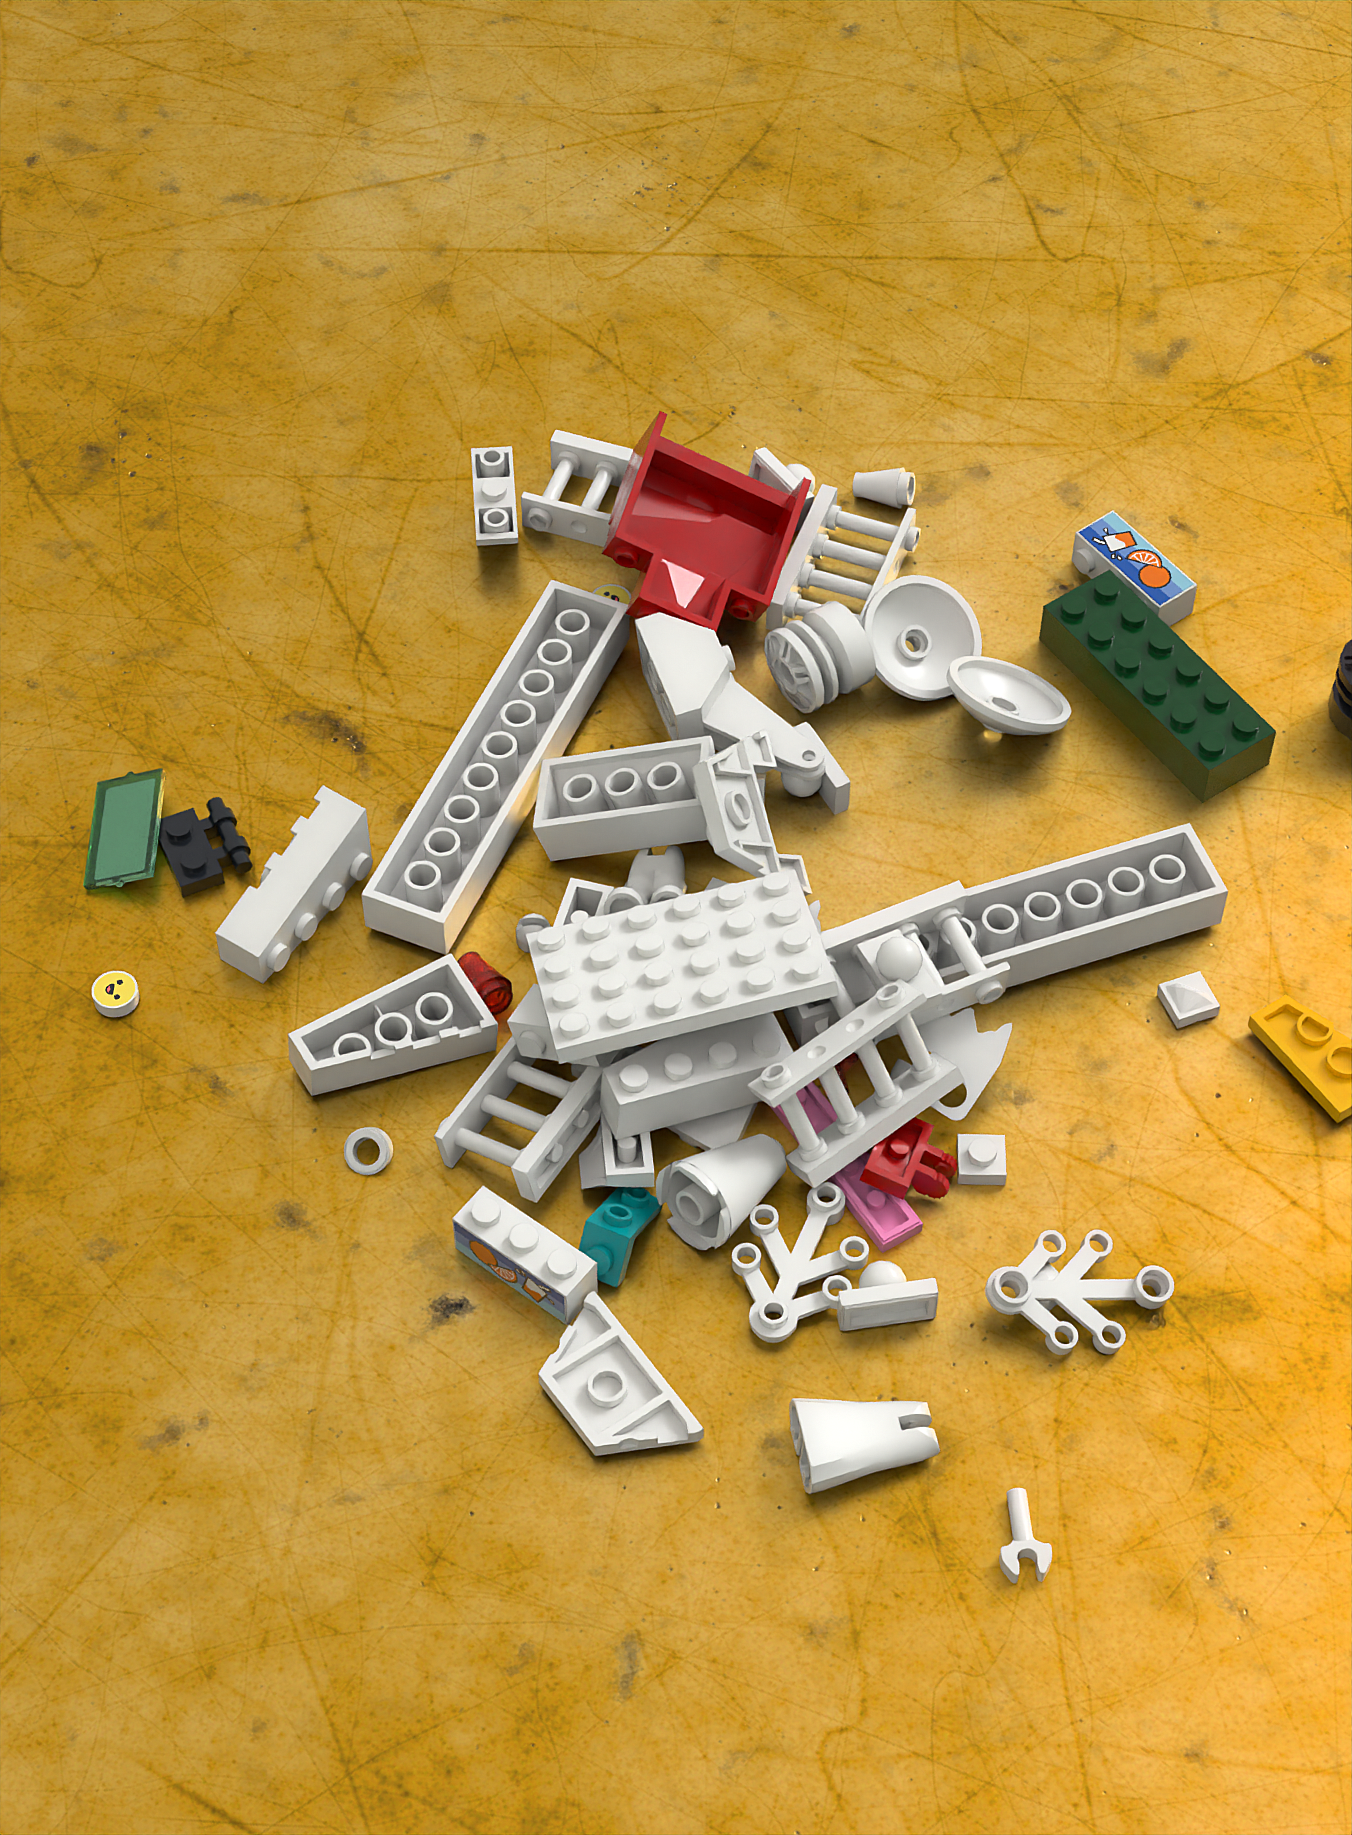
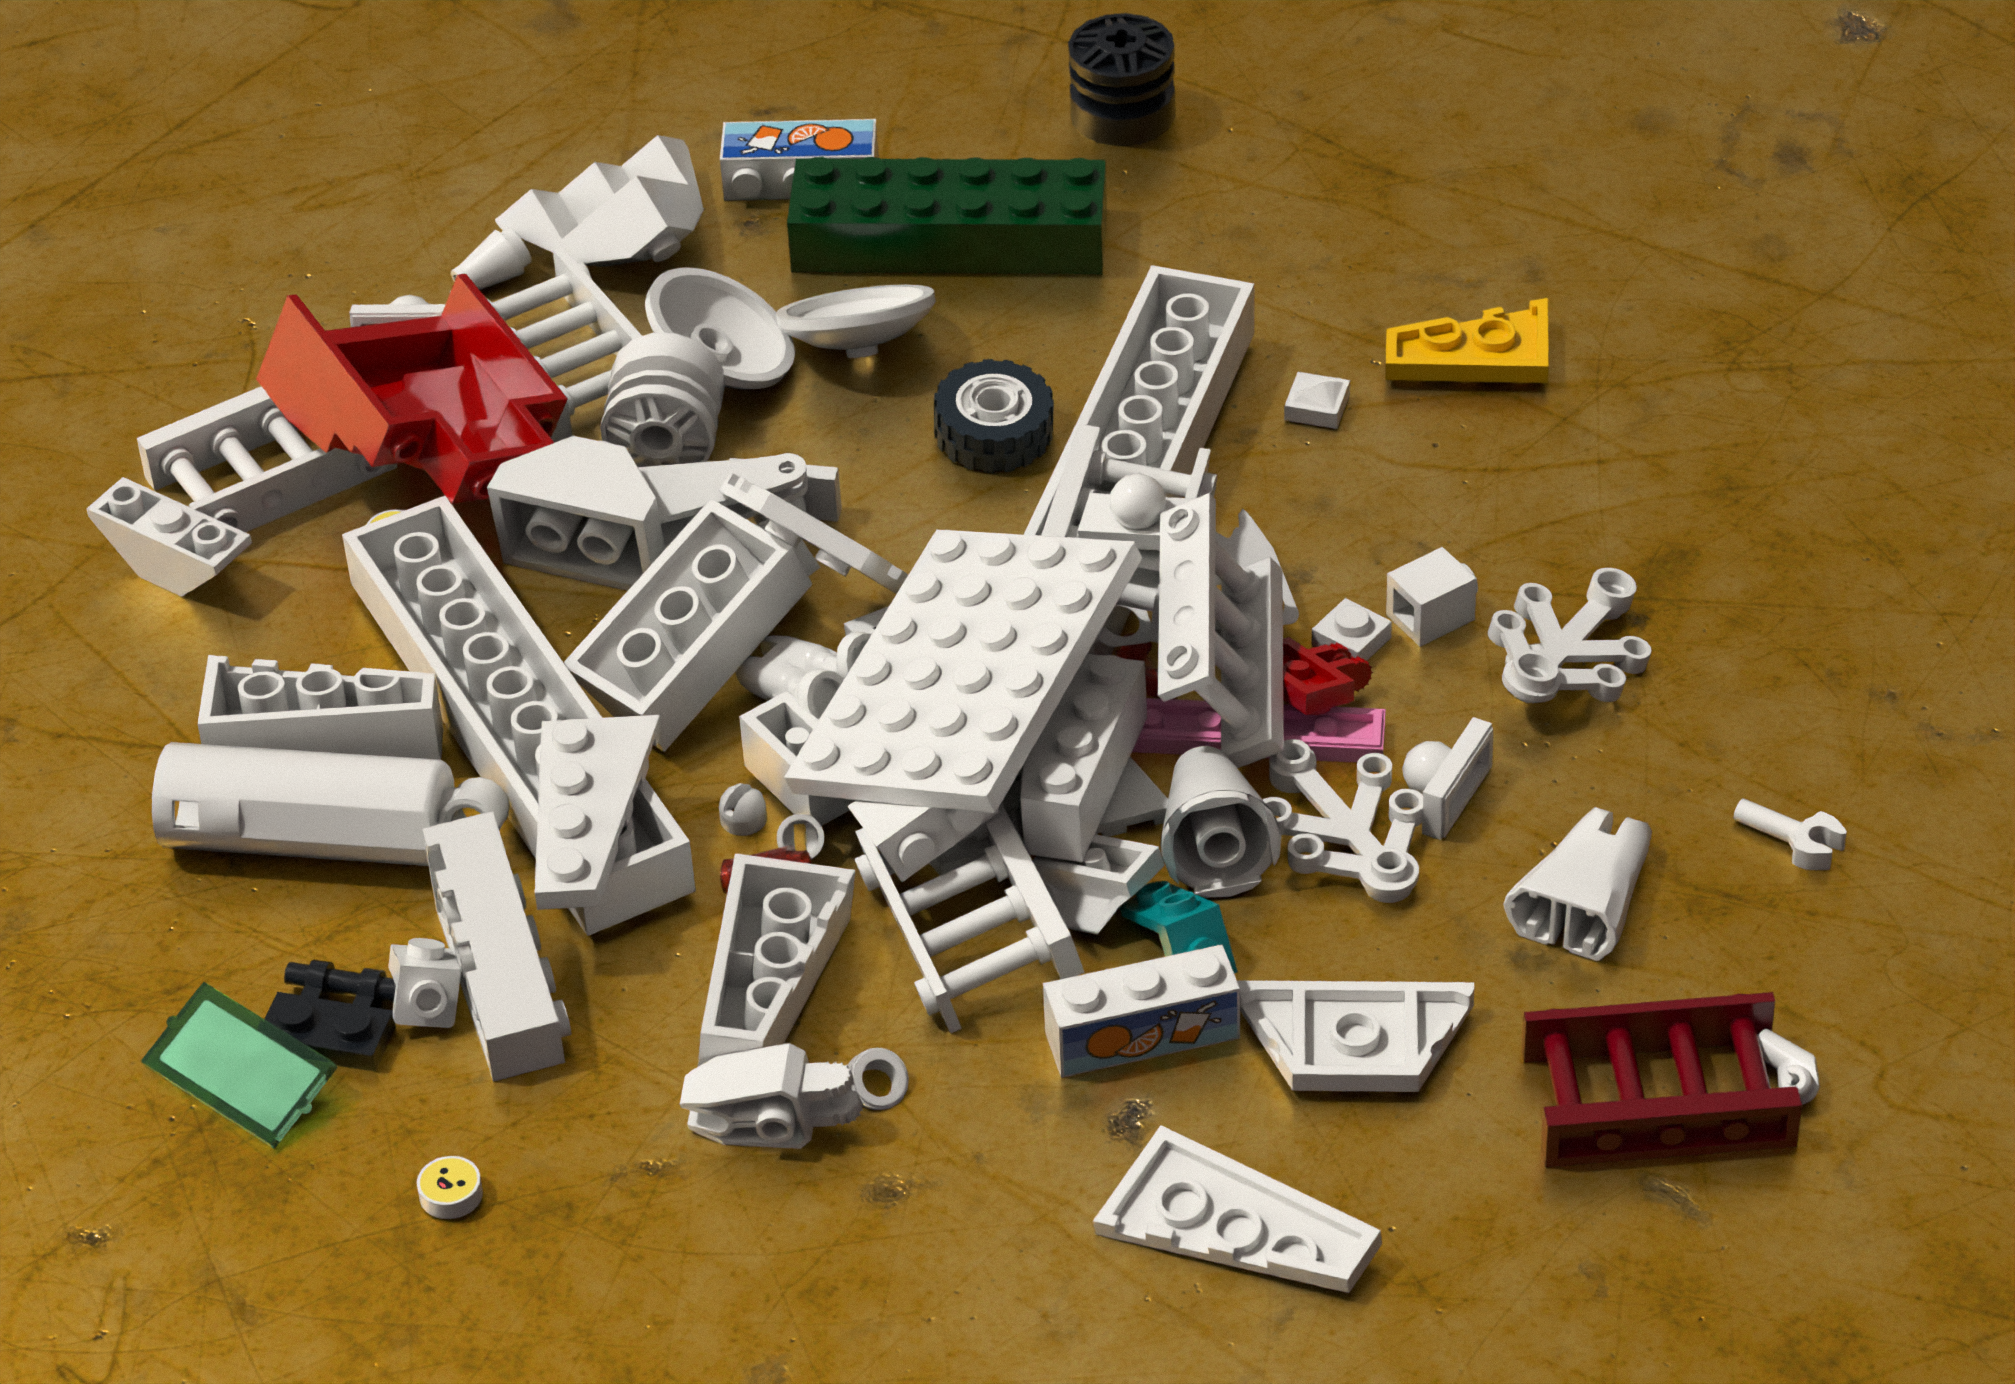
camera: 50 degrees left, 10 degrees down
(246, 867) = (425, 983): none -> white bracket
(295, 1104) = (768, 1097): none -> white hinge
(337, 722) = (309, 802): none -> white piece
(399, 1414) = (1229, 1214): none -> white wing
(404, 669) = (321, 709): none -> white wedge
(436, 840) = (585, 801): none -> white wing
(520, 975) = (813, 835): none -> white hinge
(693, 1639) = (1662, 1125): none -> dark red fence
(793, 1673) = (1792, 1064): none -> white arm
(988, 515) = (615, 210): none -> white brick
(999, 810) = (993, 415): none -> black wheel
(1049, 1183) = (1431, 596): none -> white brick

